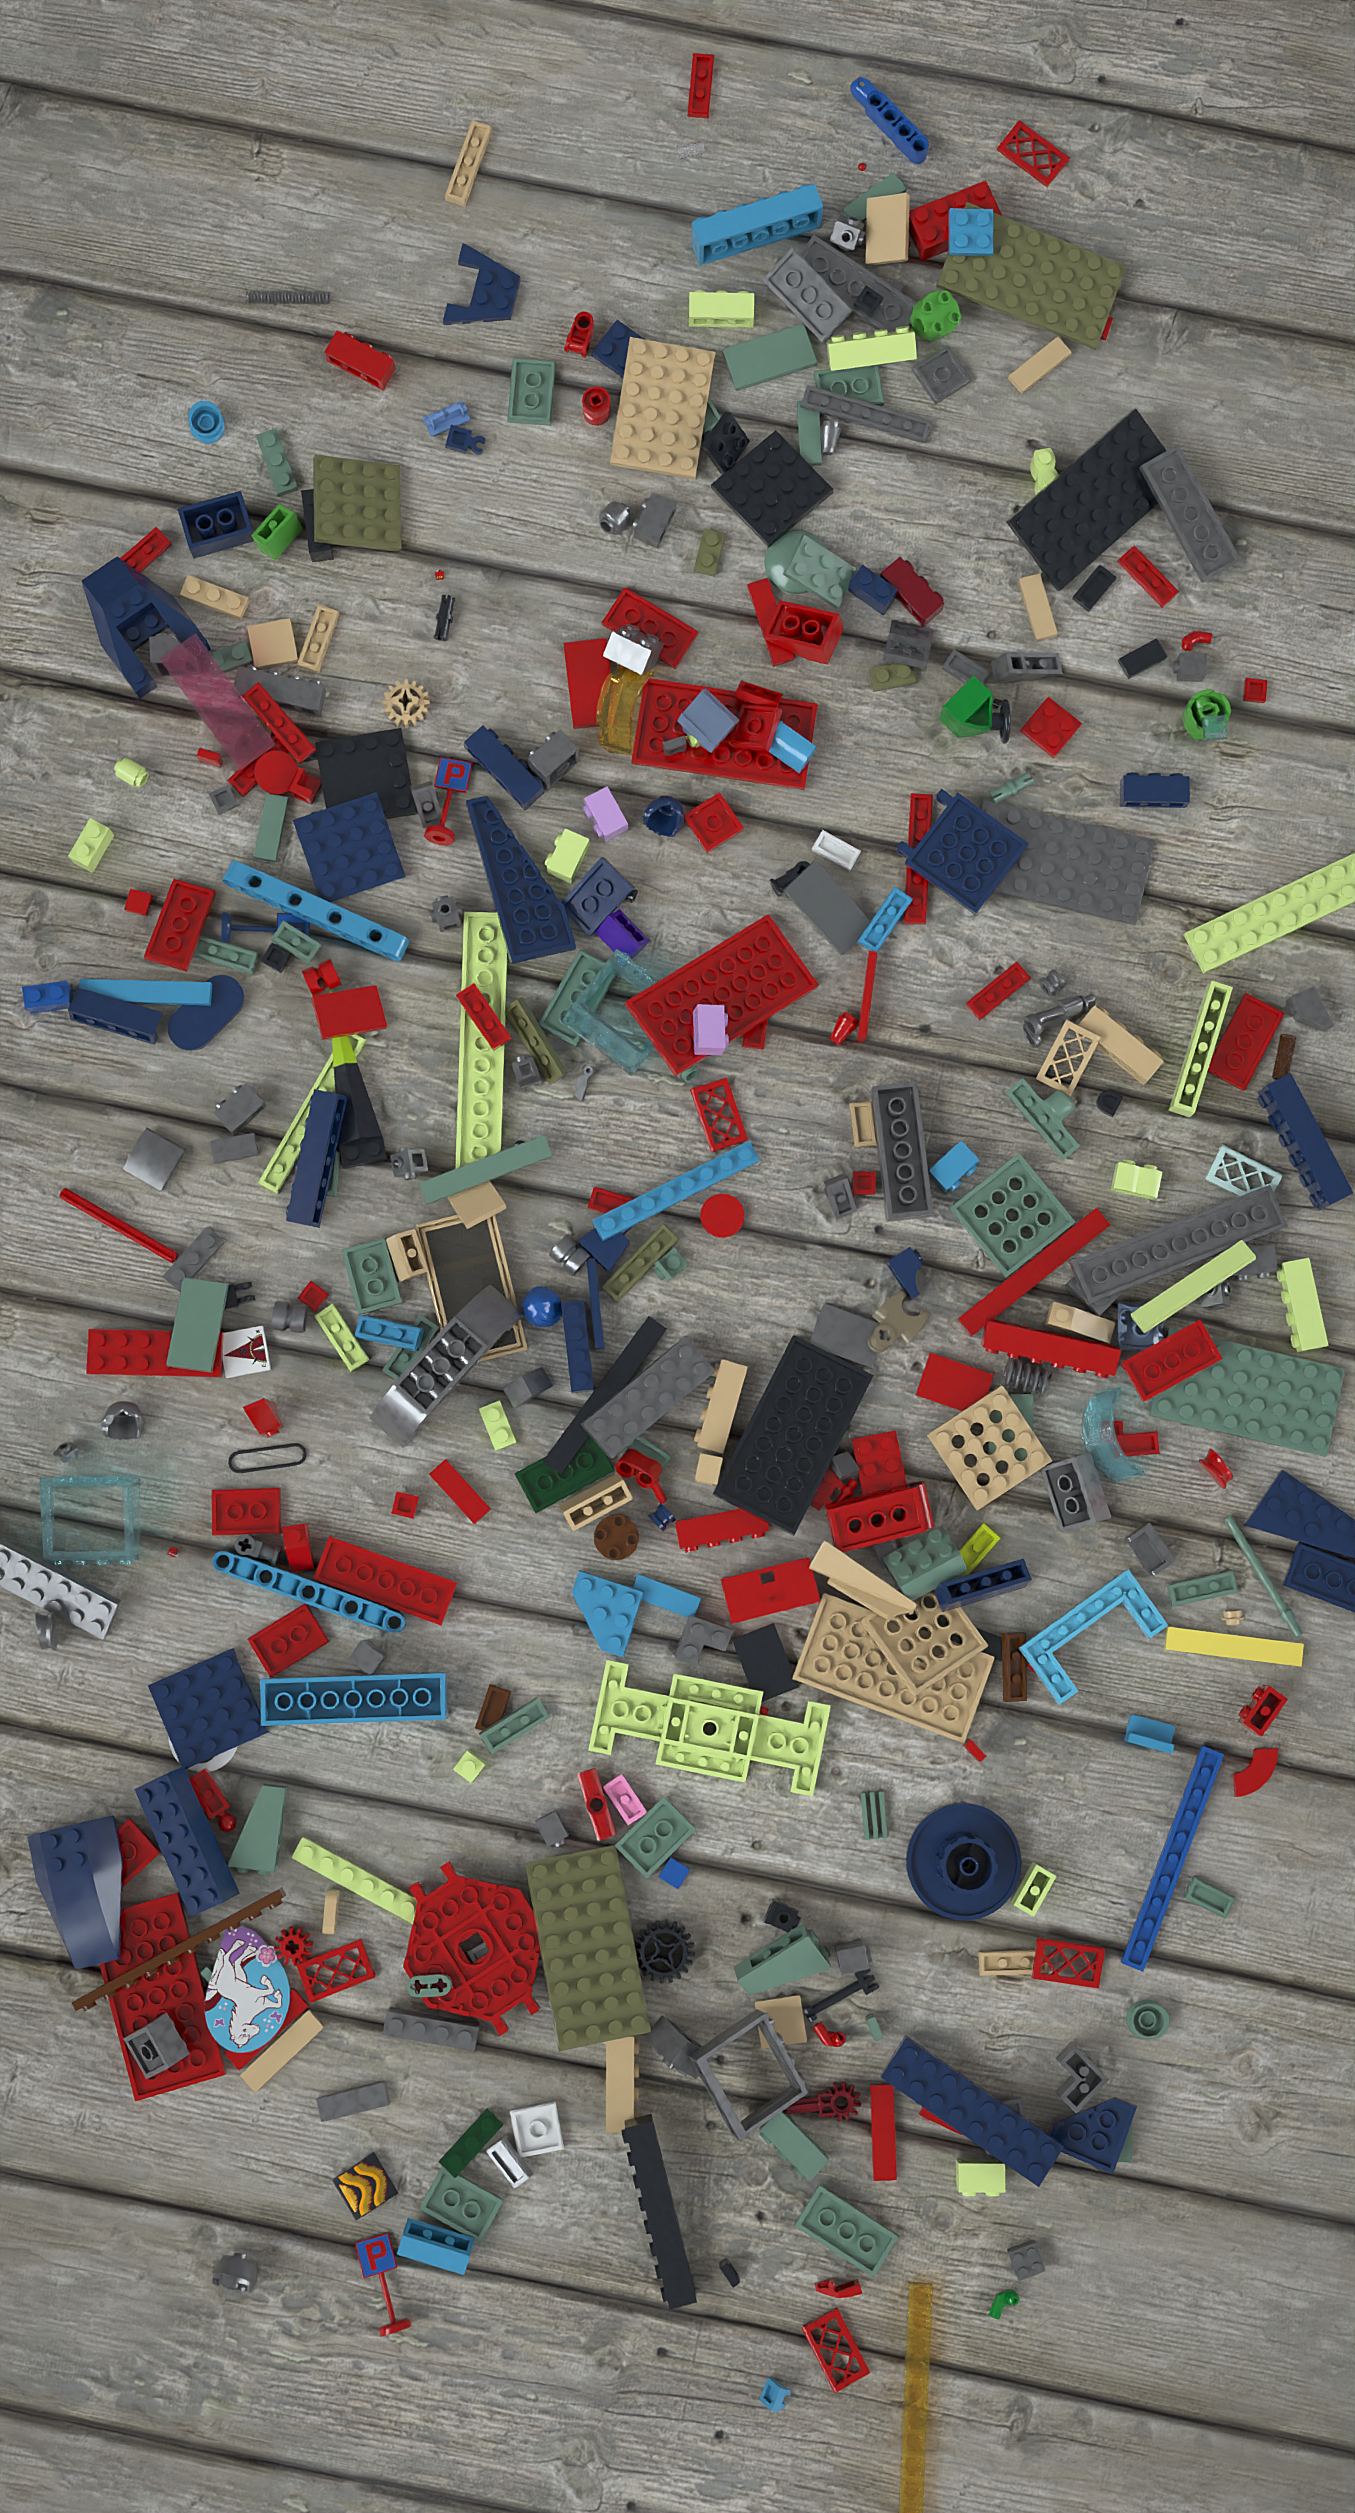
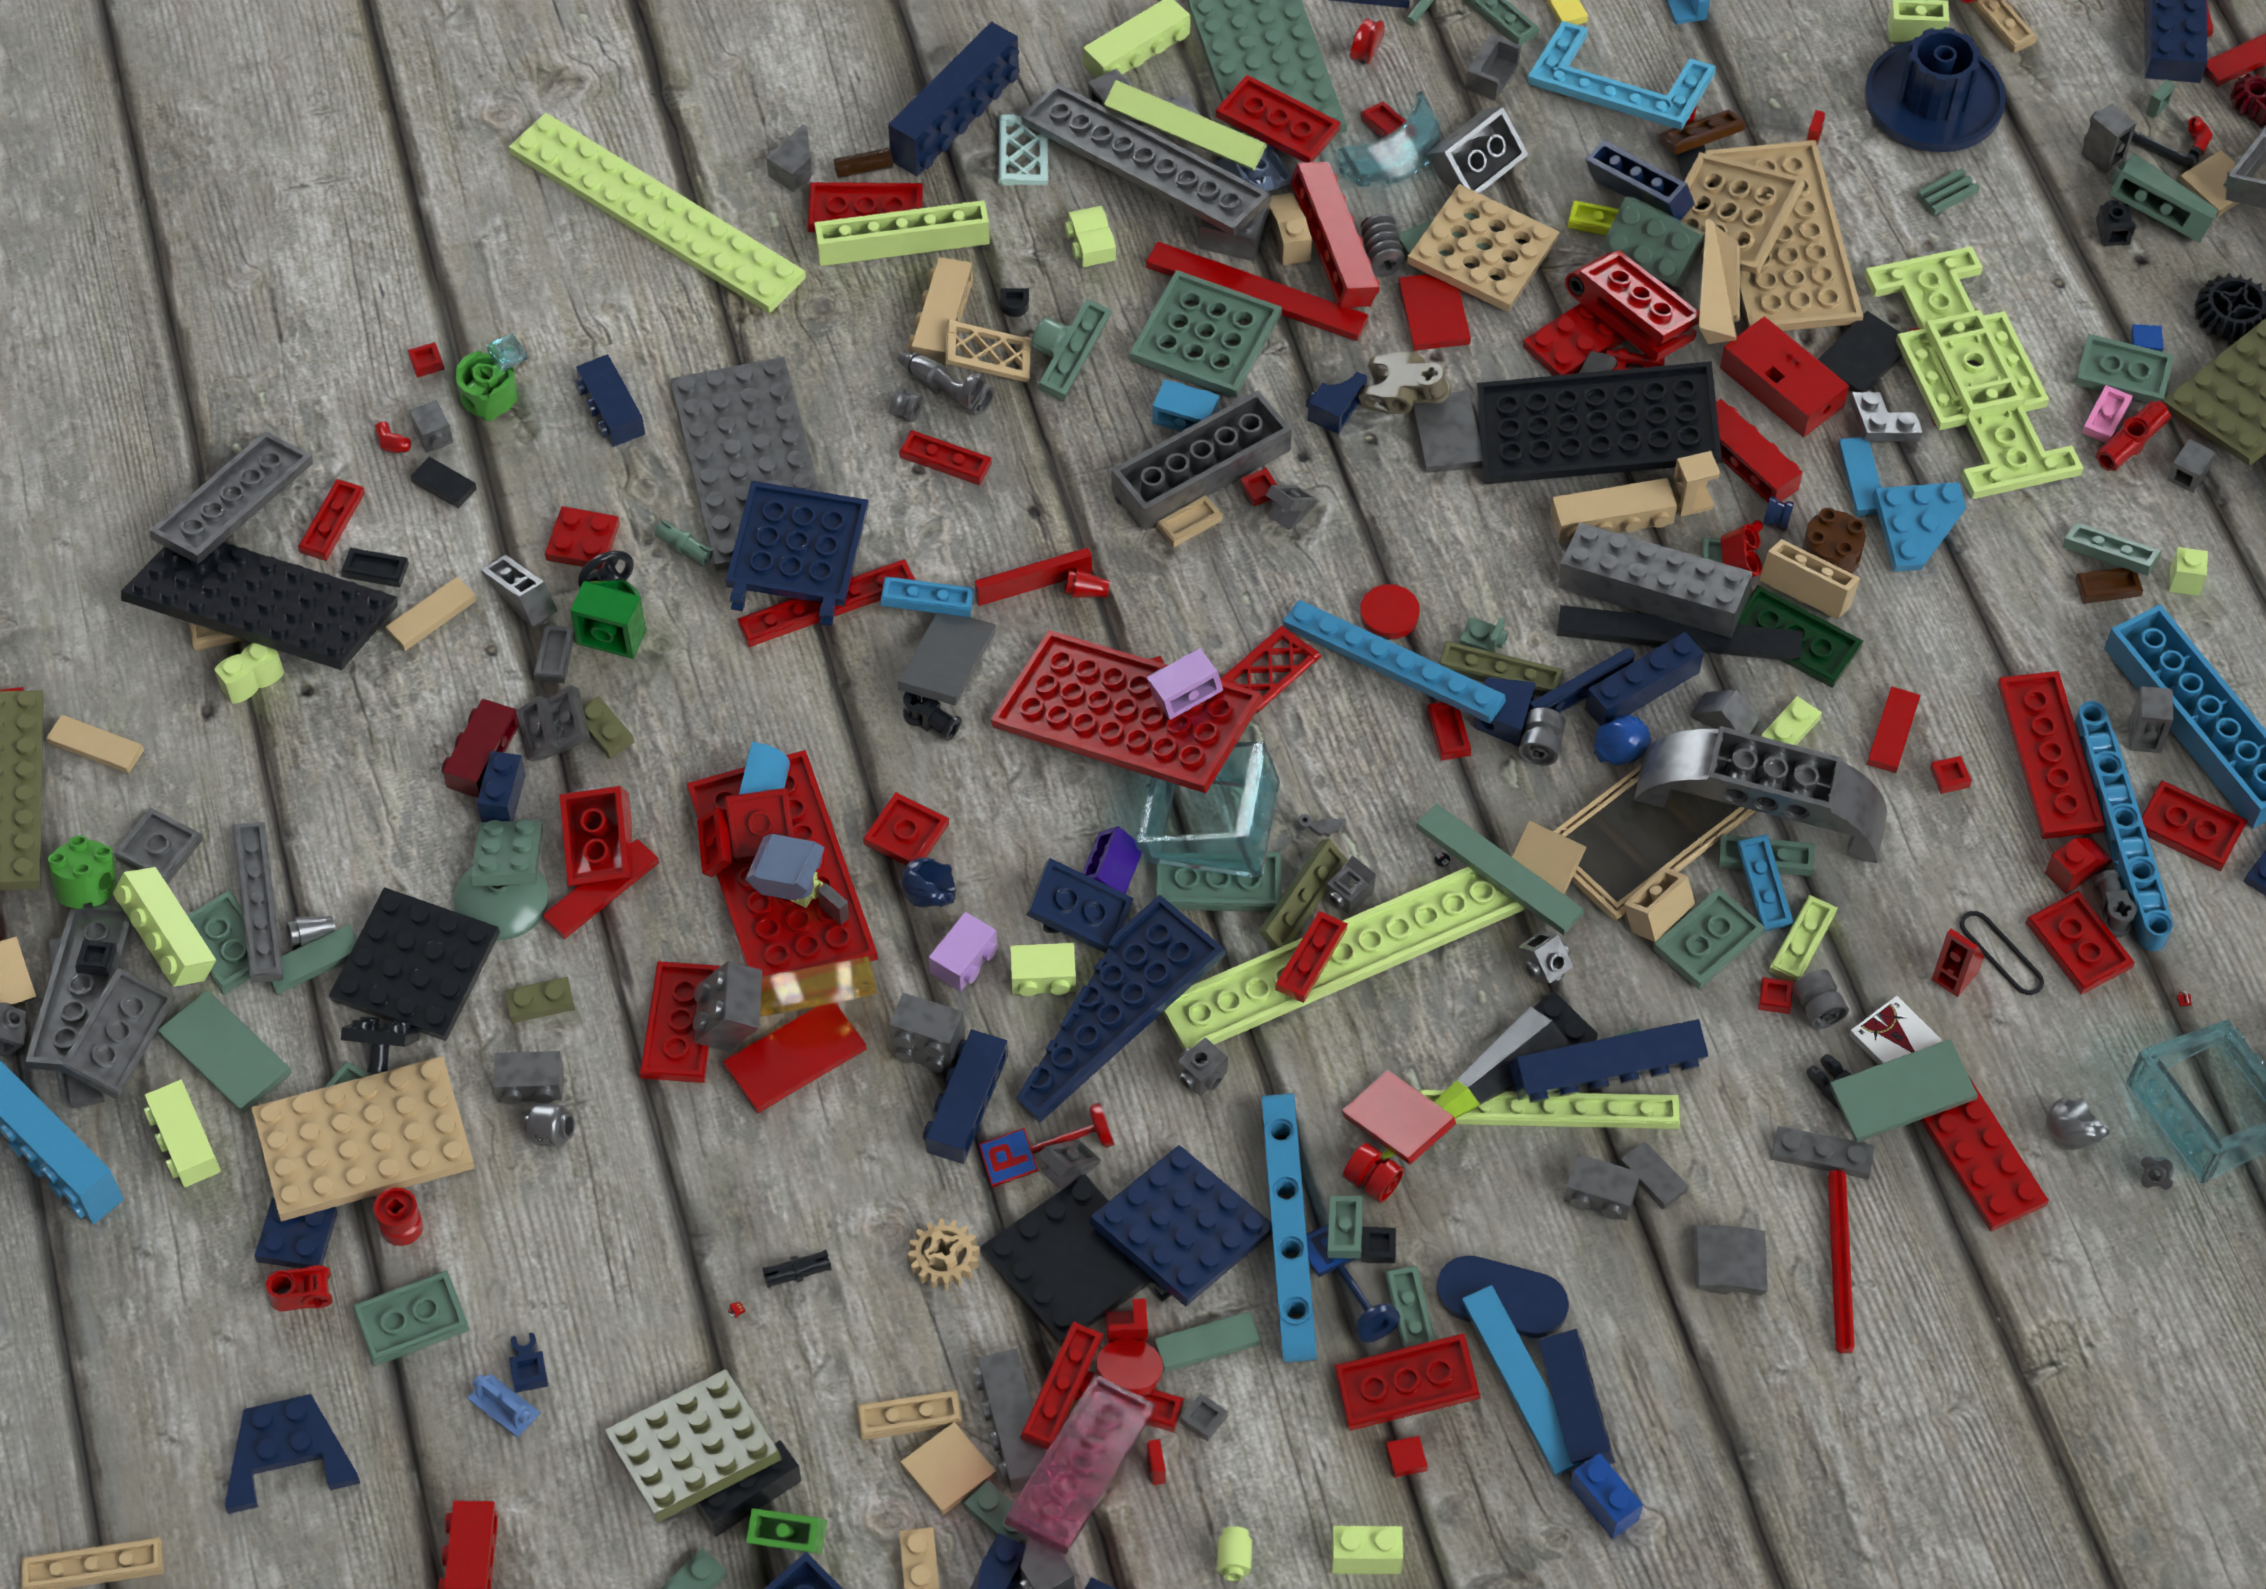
camera: 115 degrees left, 25 degrees down
(836, 850) = (865, 690): white tile -> none

